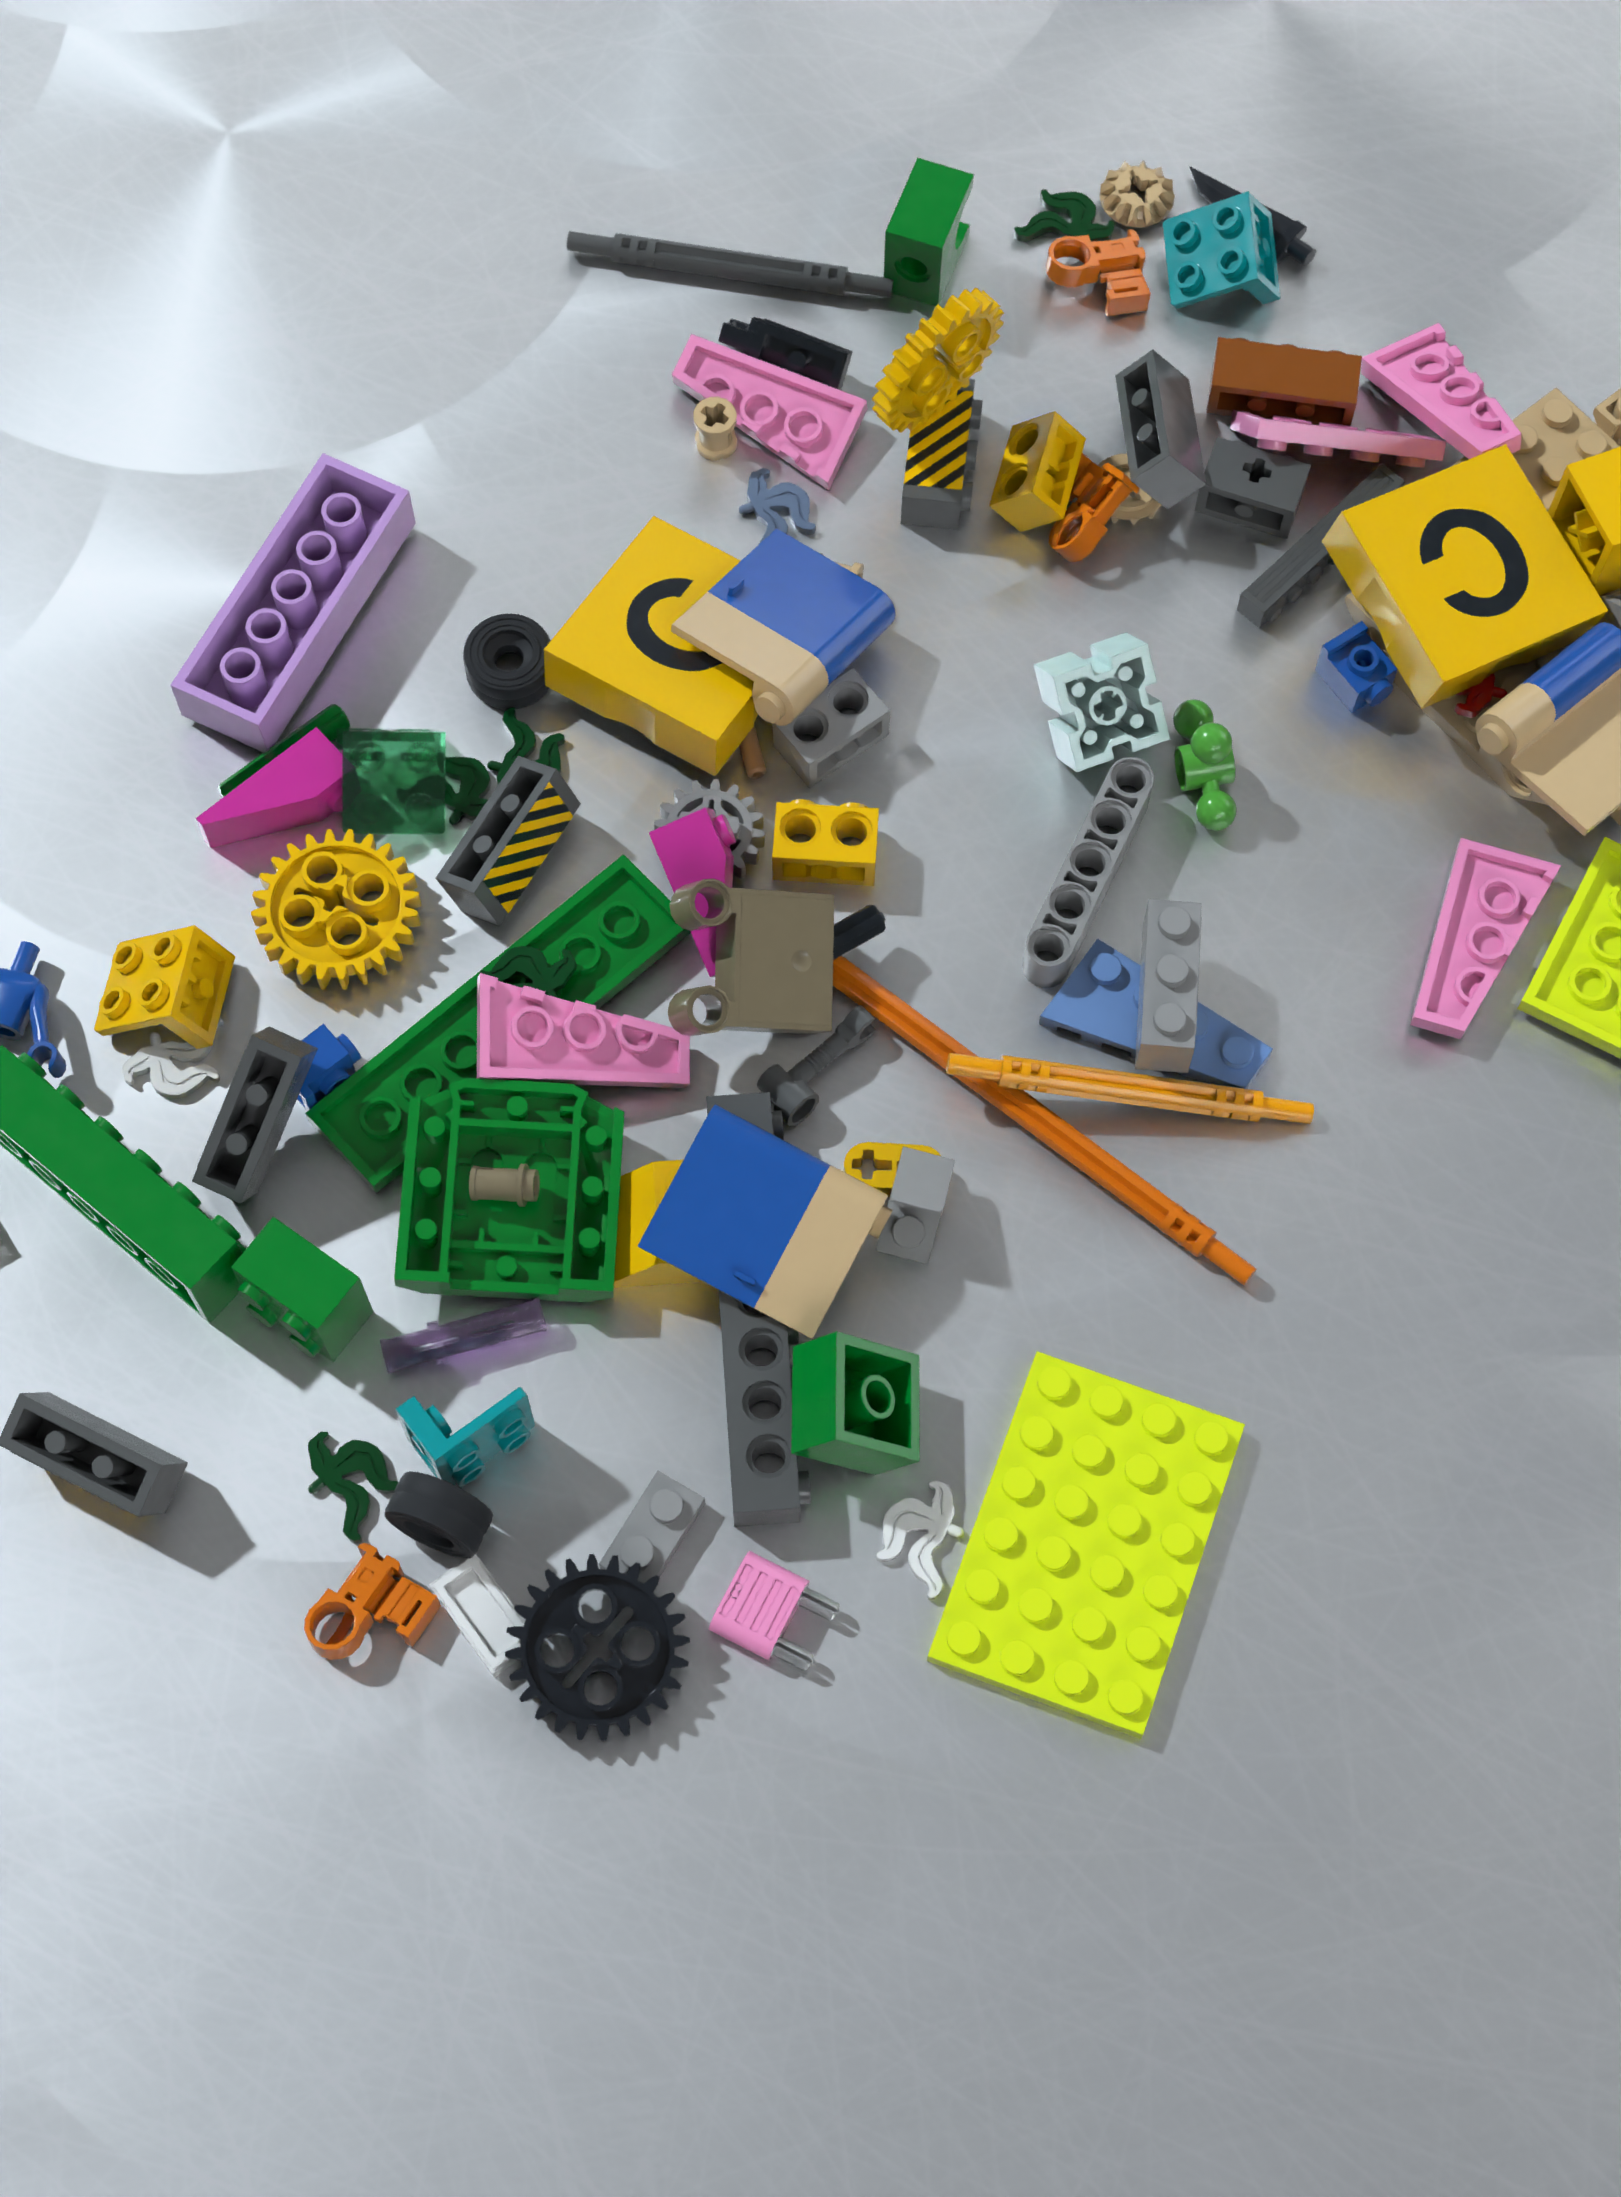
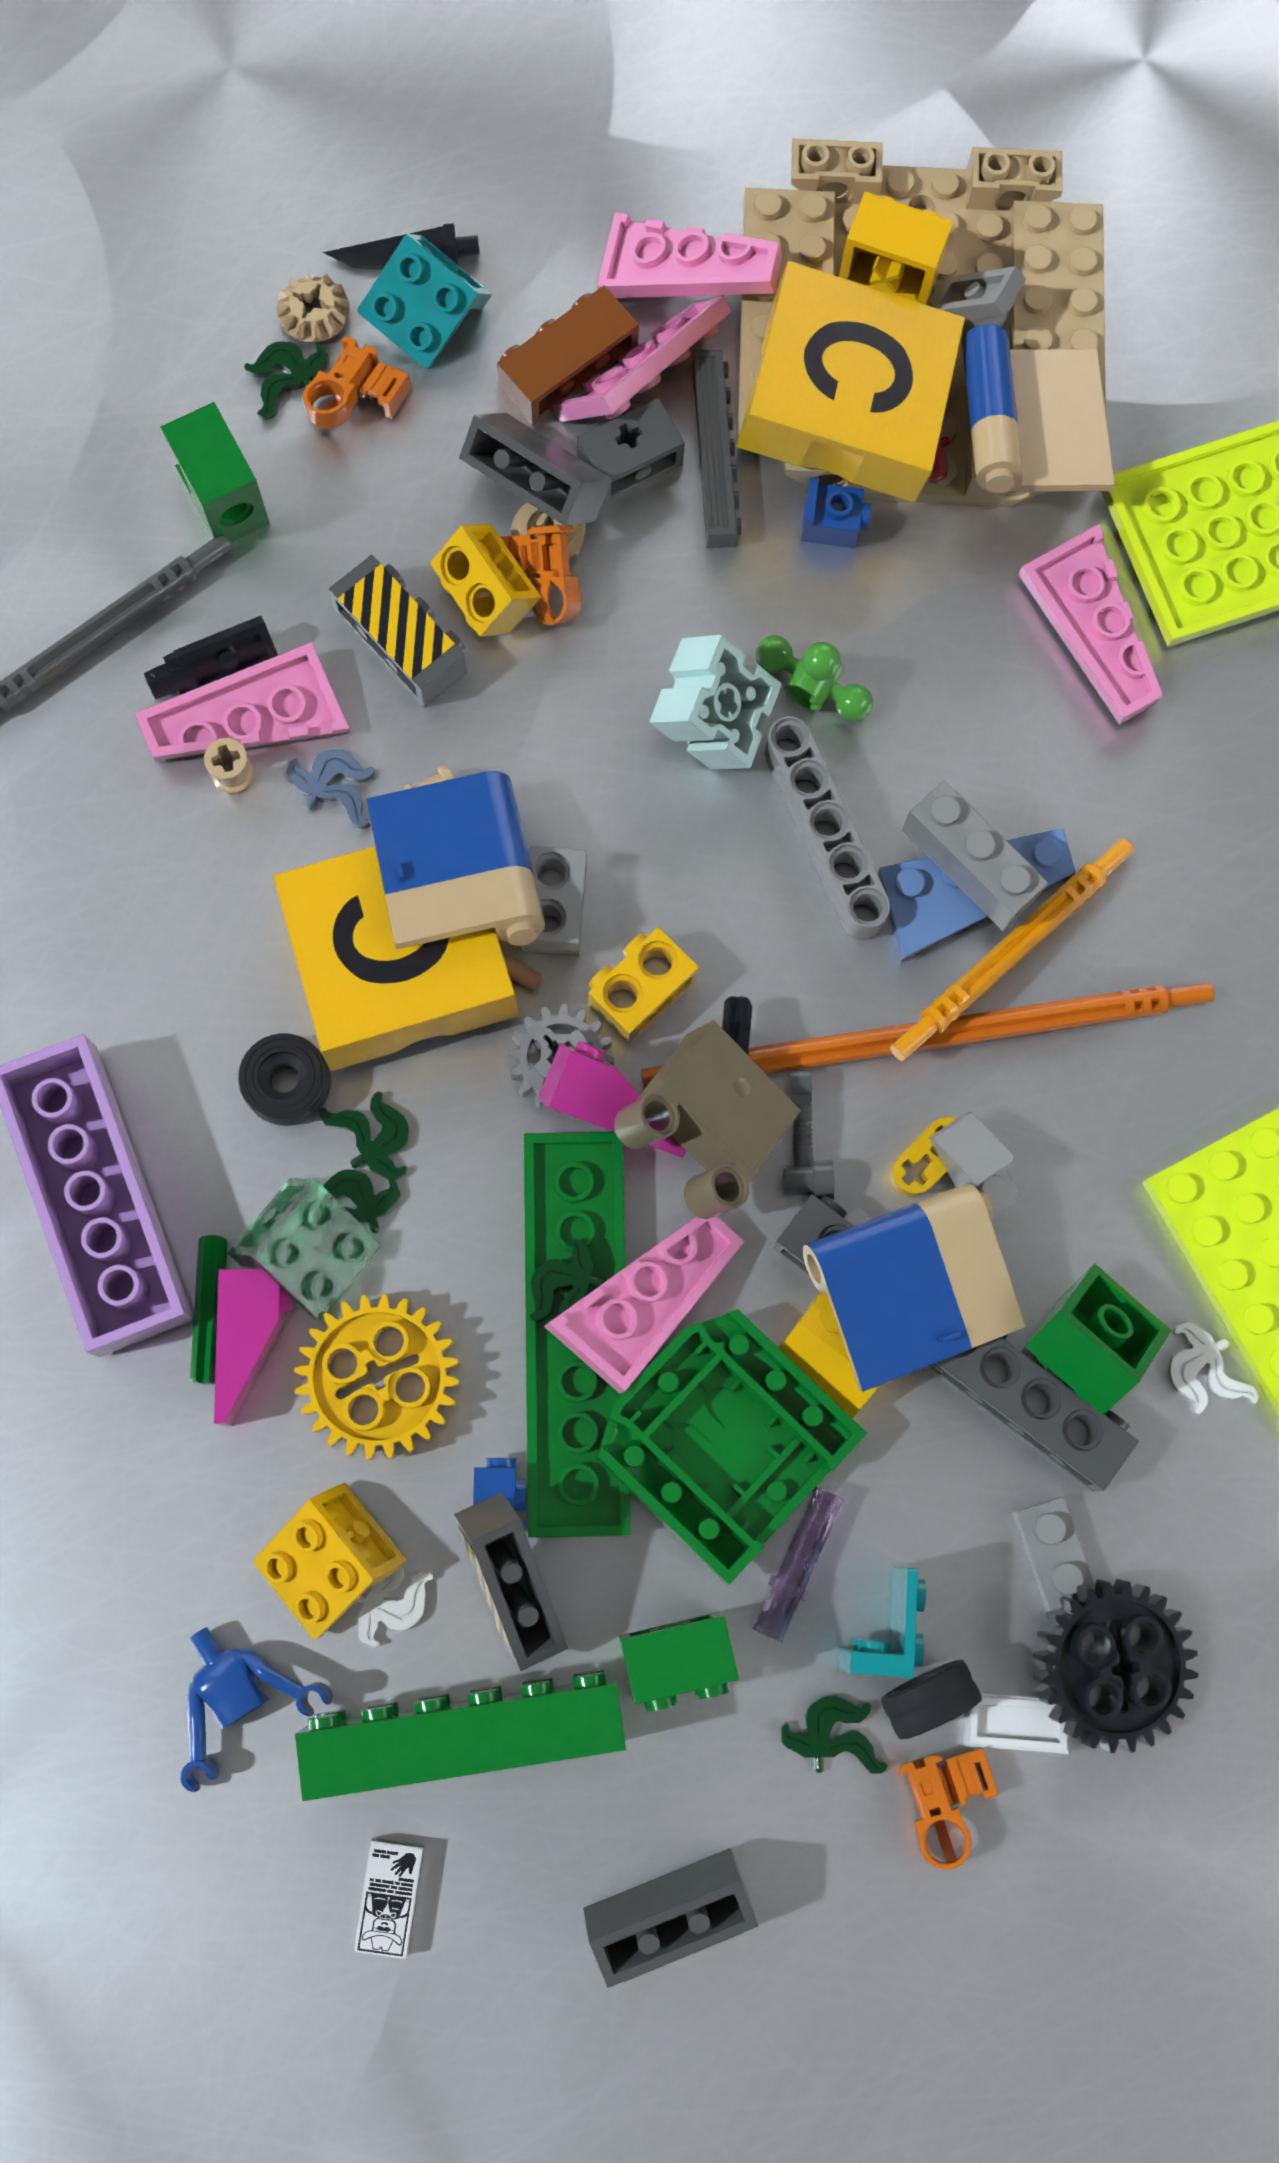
camera: 55 degrees left, 10 degrees up
(504, 1184) = (718, 1441): dark tan pin -> none
(508, 840) = (441, 1206): dark grey brick -> none
(762, 1606) = (1173, 1524): bright pink piece -> none
(937, 360) = (360, 556): yellow gear -> none

